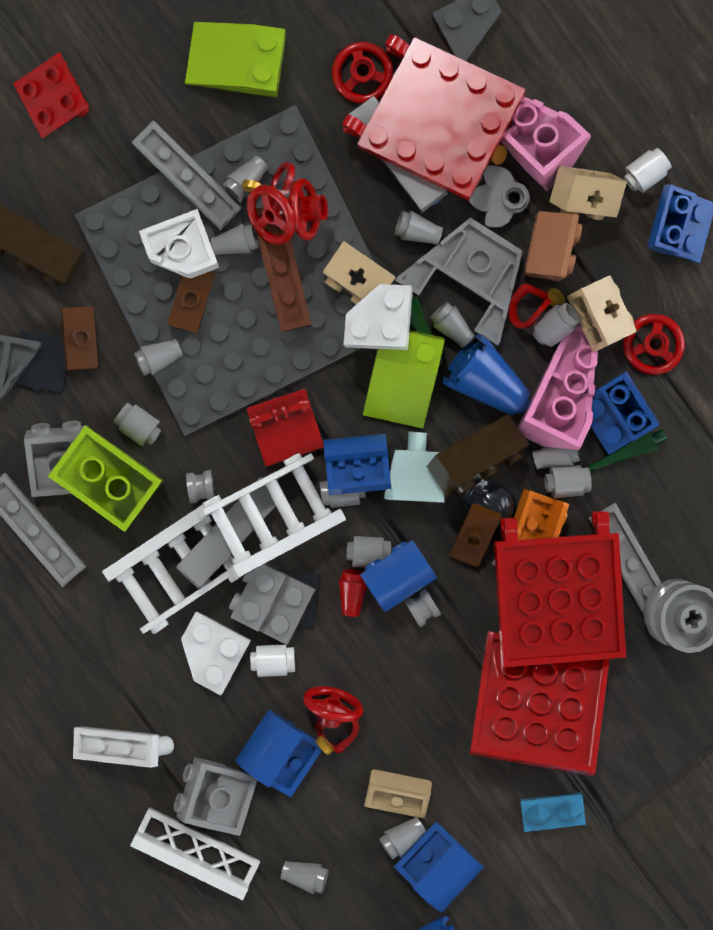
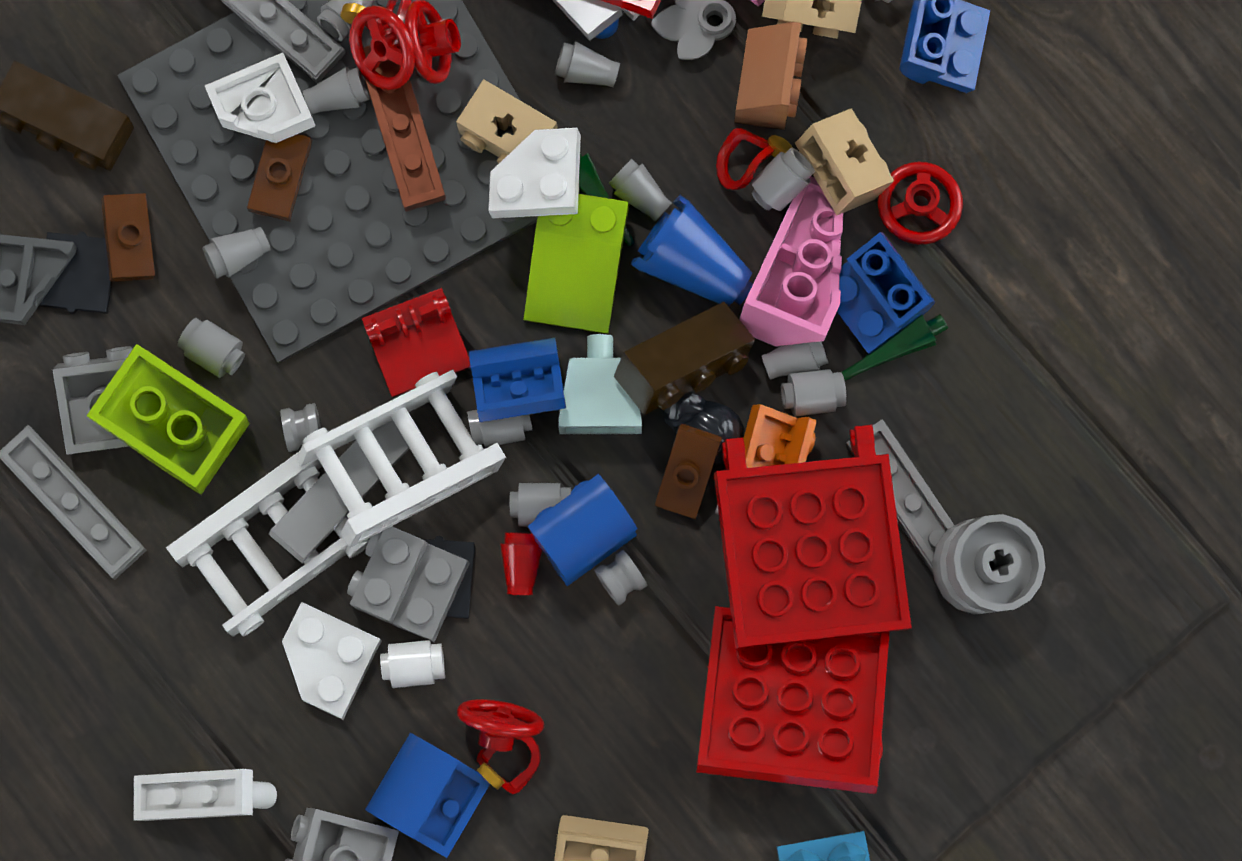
camera: 10 degrees left, 10 degrees down
(479, 263) = (672, 107): light grey wing -> none

